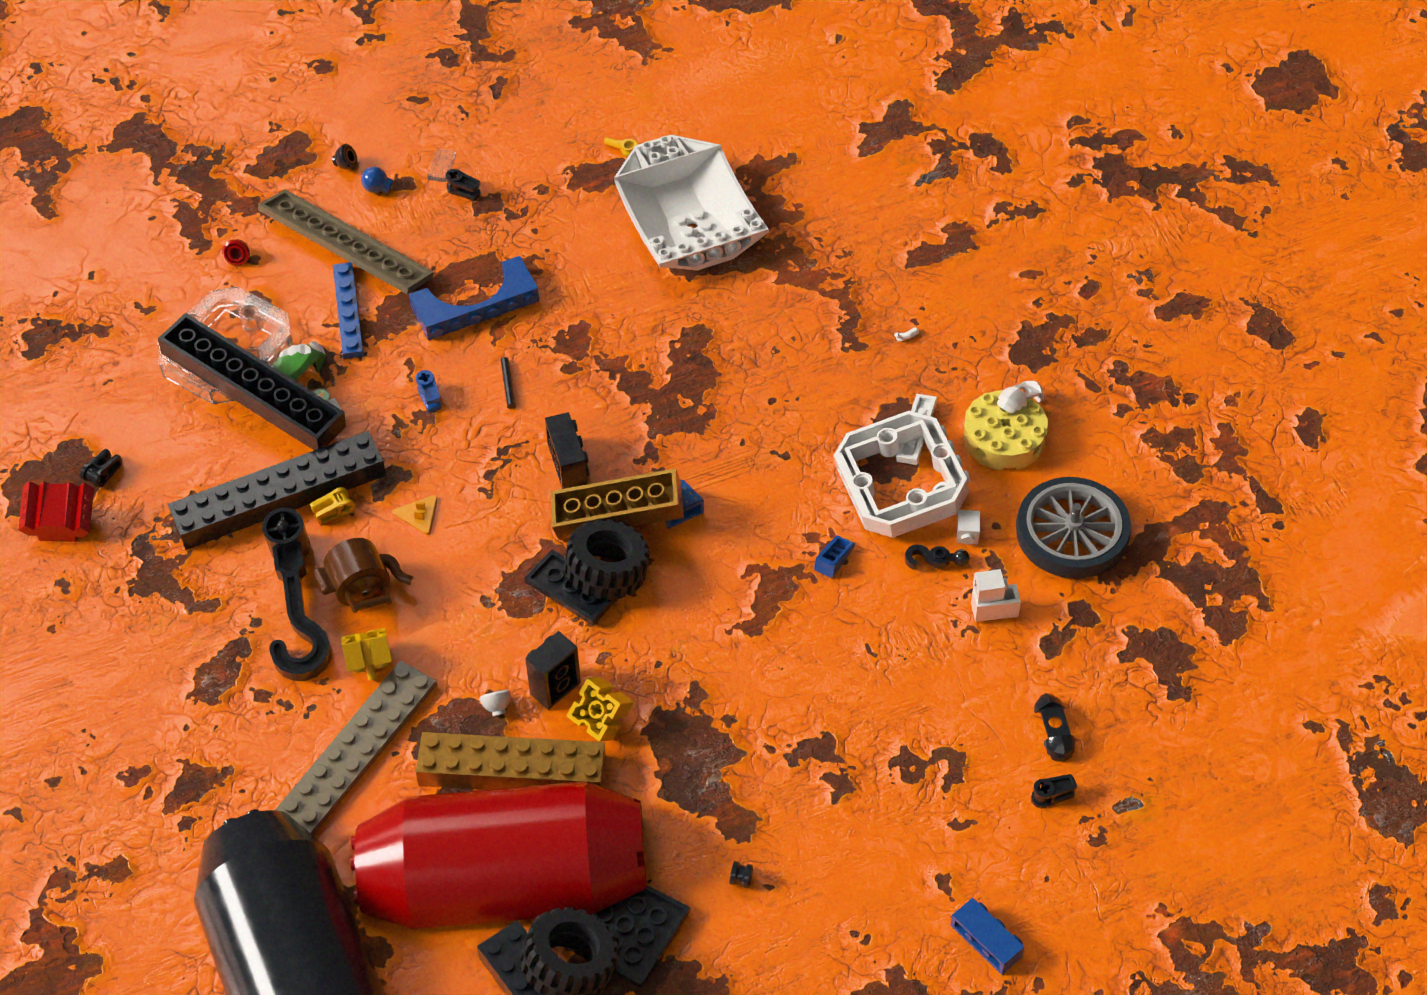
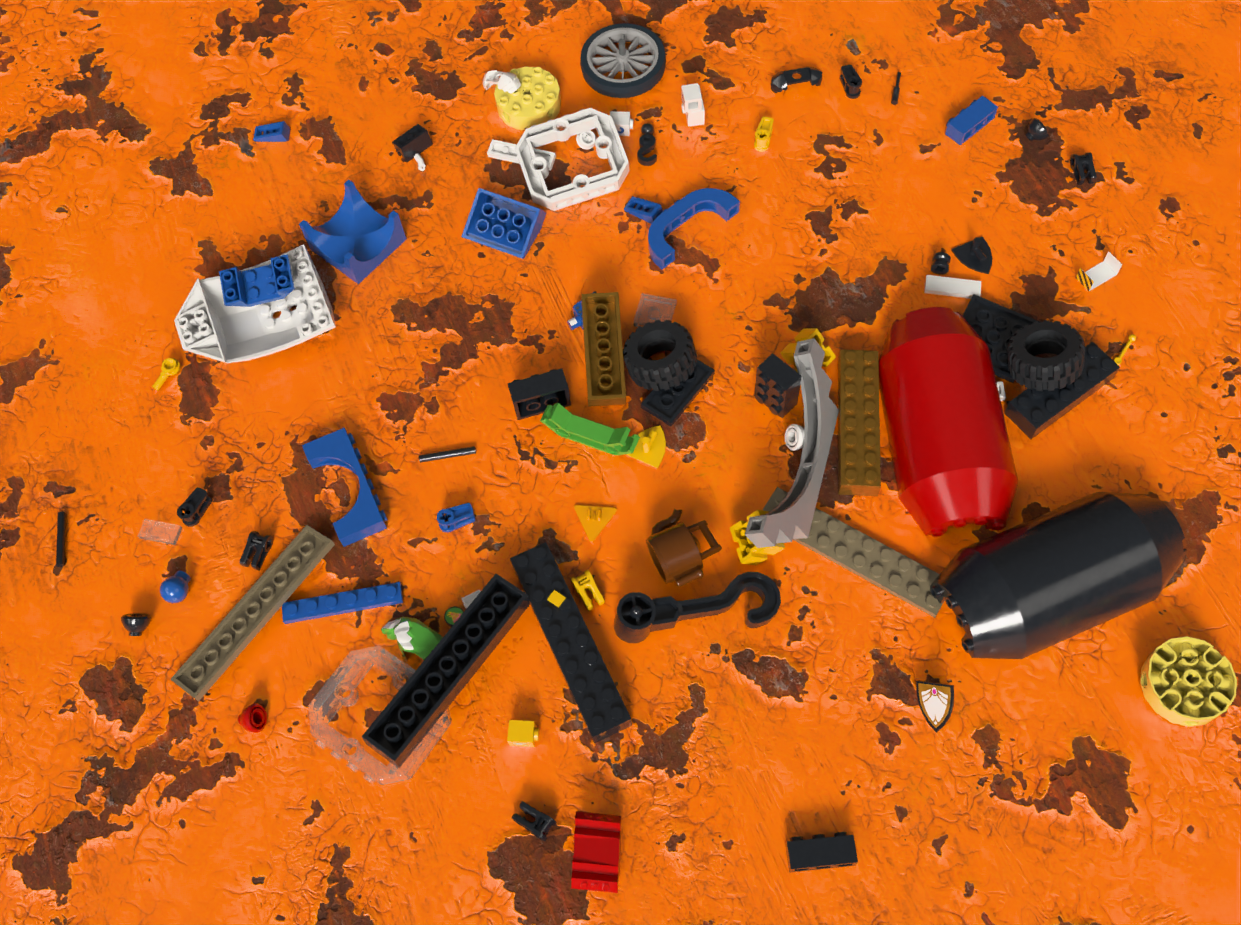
camera: 85 degrees left, 10 degrees up
(23, 701) = (821, 852): none -> black brick
(162, 819) = (935, 702): none -> shield
(187, 455) = (522, 733): none -> yellow brick
(315, 467) = (556, 598): none -> yellow window
(388, 681) = (795, 513): none -> light grey arch
(410, 238) = (259, 544): none -> black piece
(442, 95) = (60, 547): none -> black bar
(502, 562) = (650, 446): none -> yellow shield
(520, 499) = (589, 432): none -> bright green piece
(681, 567) = (654, 308): none -> clear tile
(707, 889) = (952, 286): none -> white tile
(714, 191) = (257, 284): none -> blue slope
(760, 924) = (975, 255): none -> black shield
(789, 279) = (355, 237): none -> blue piece
(811, 415) = (503, 223): none -> blue slope
(817, 581) = (697, 201): none -> blue arch
(931, 322) = (412, 142): none -> black hinge
(947, 197) = (277, 132): none -> blue slope
(955, 684) = (763, 134): none -> yellow piece
(1046, 850) = (896, 90): none -> black piece

